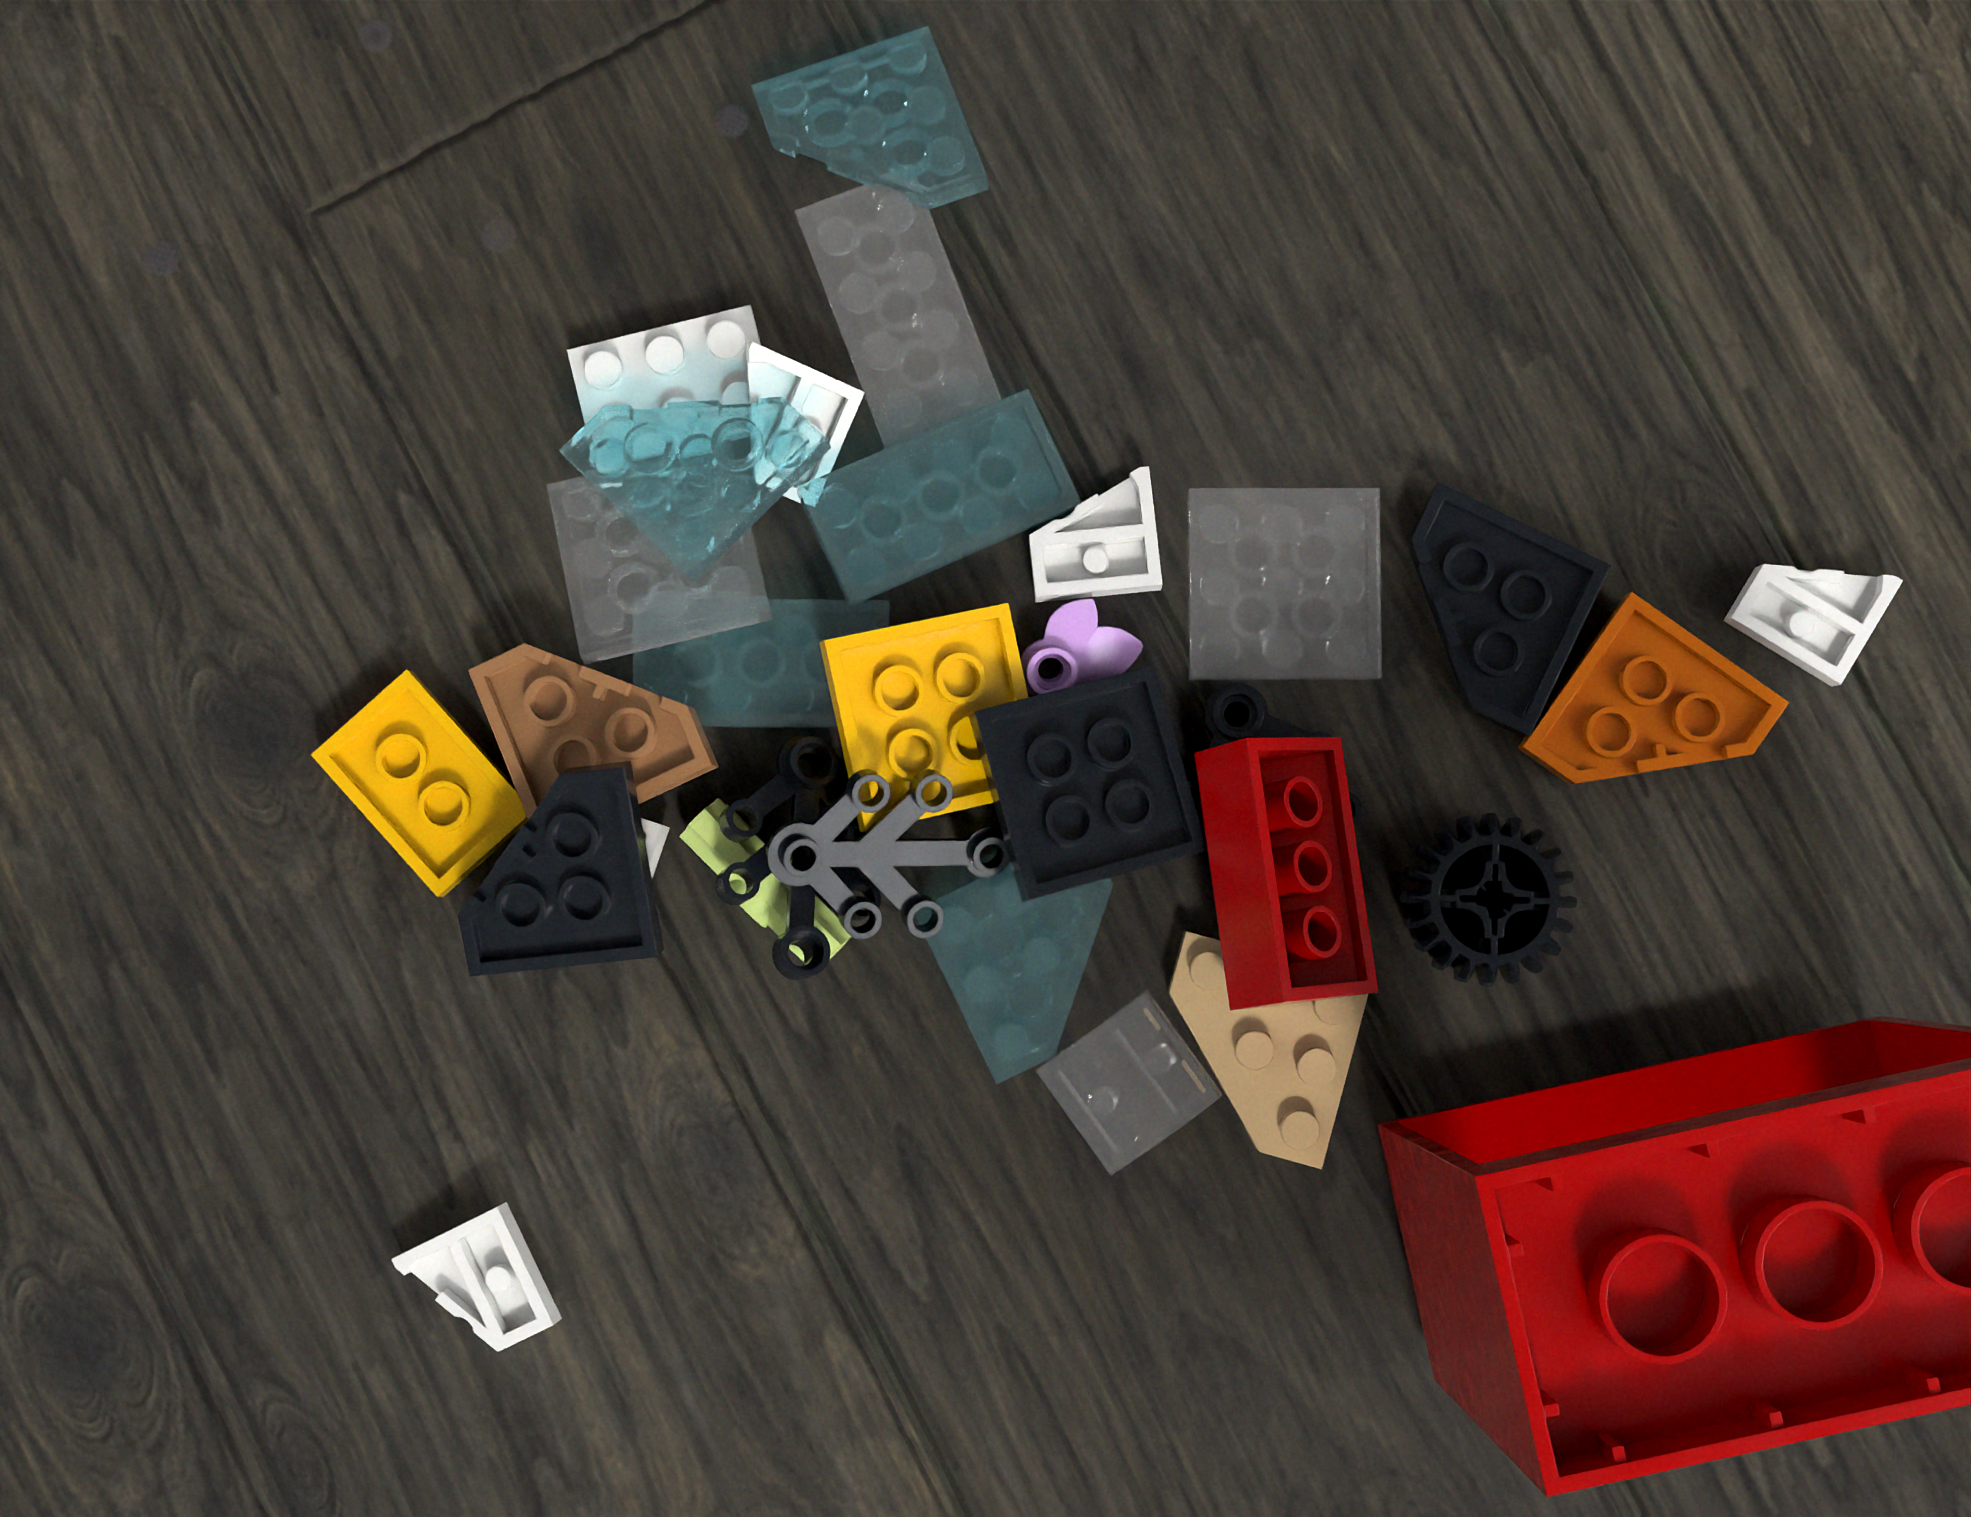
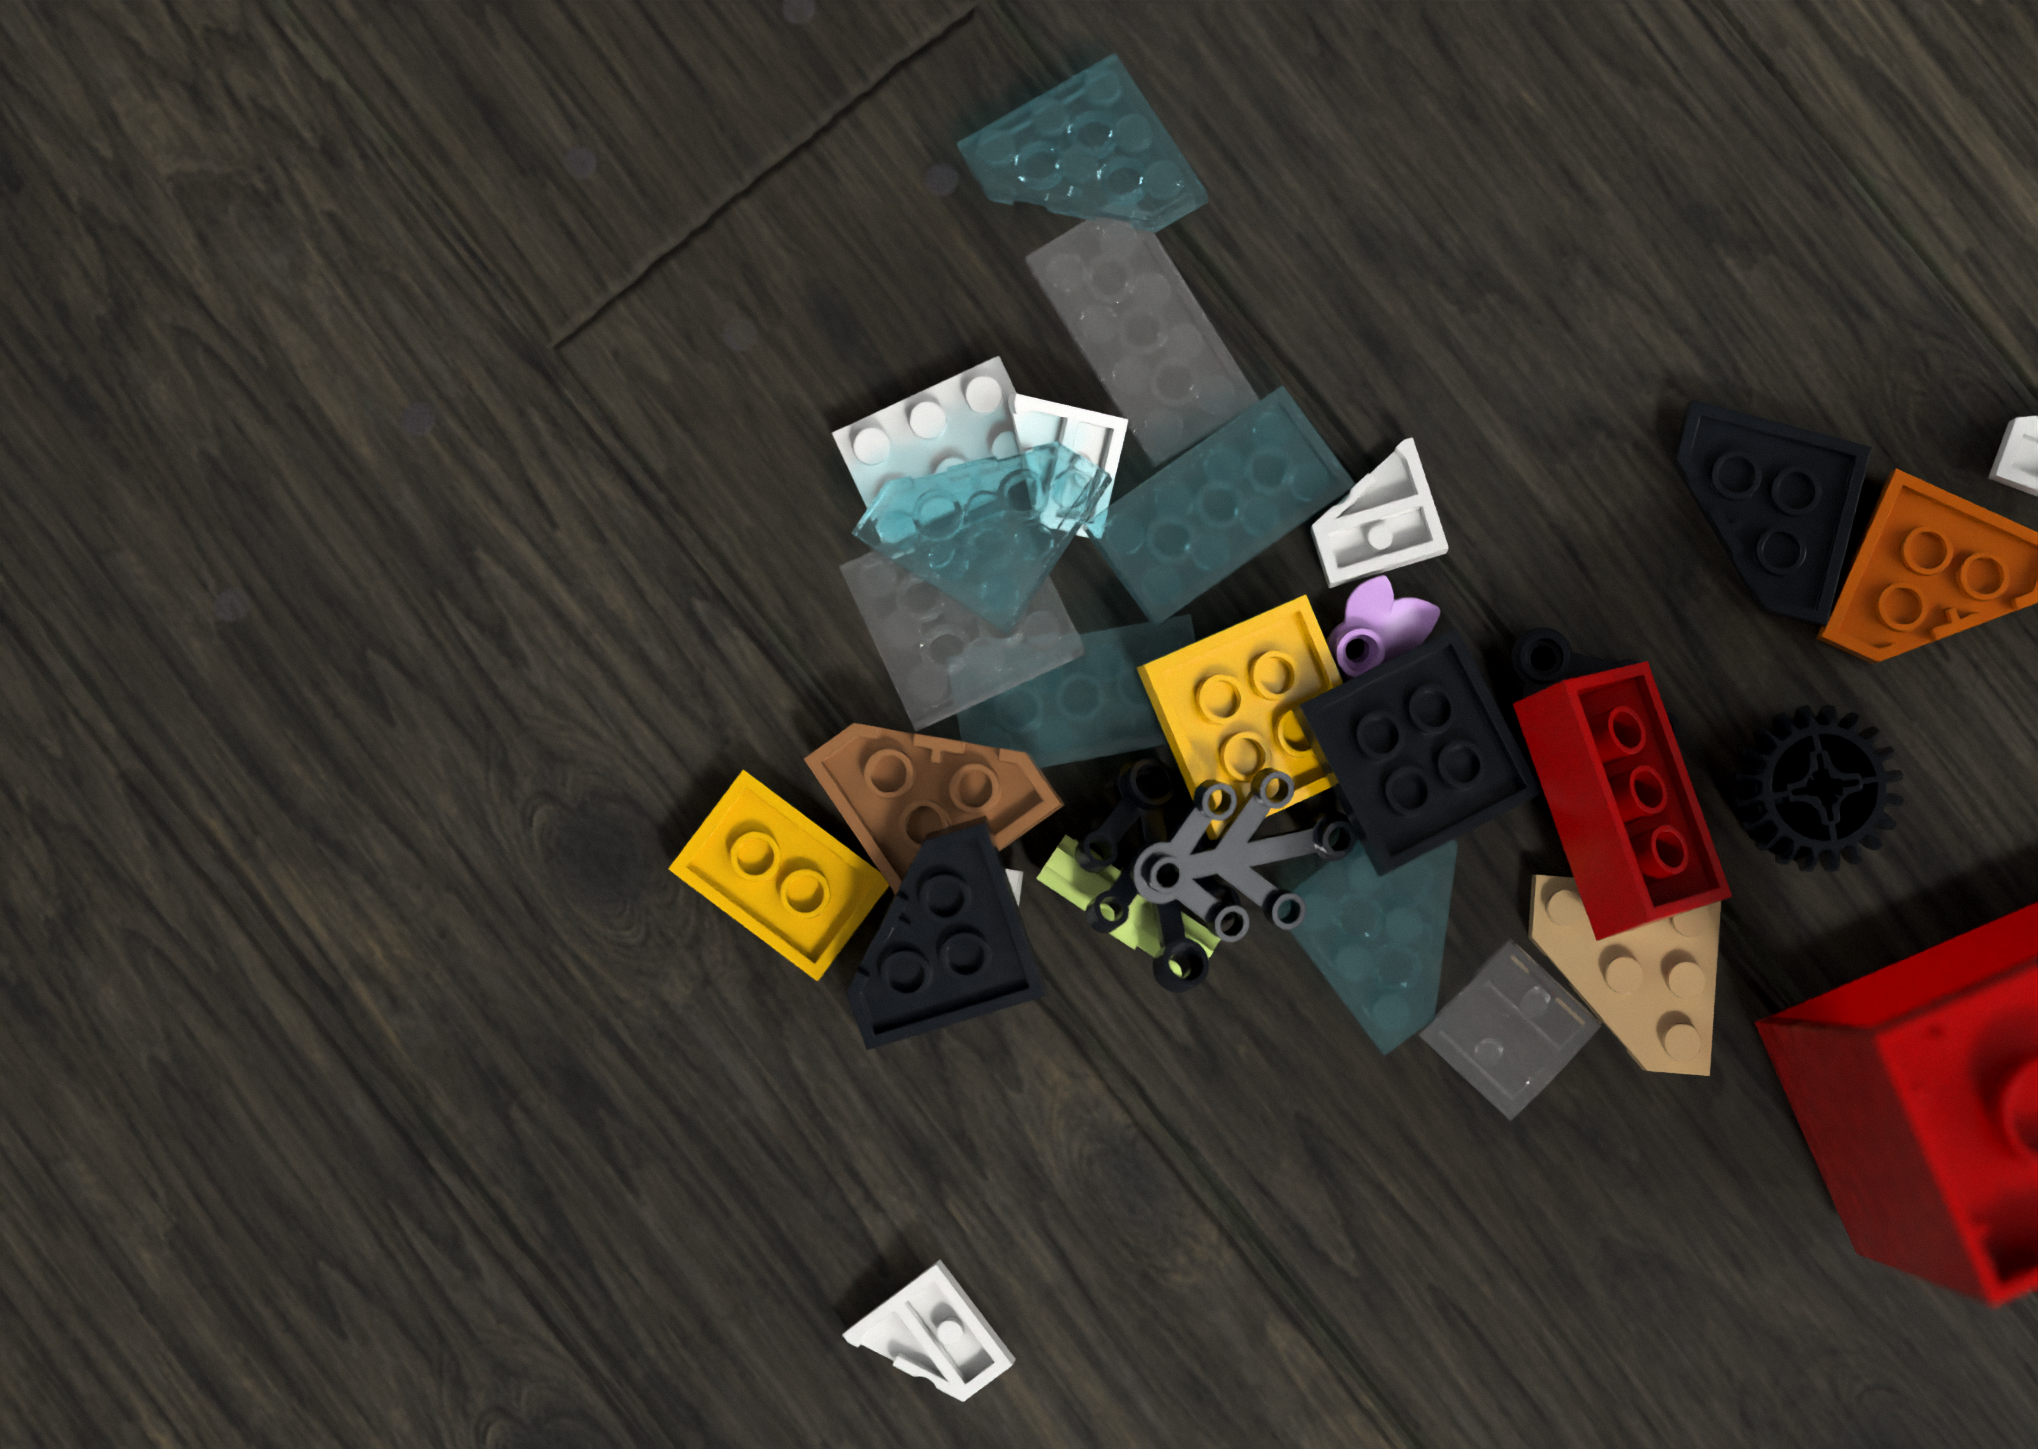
camera: 10 degrees left, 0 degrees up
(1284, 584) = (1563, 525): clear plate -> none

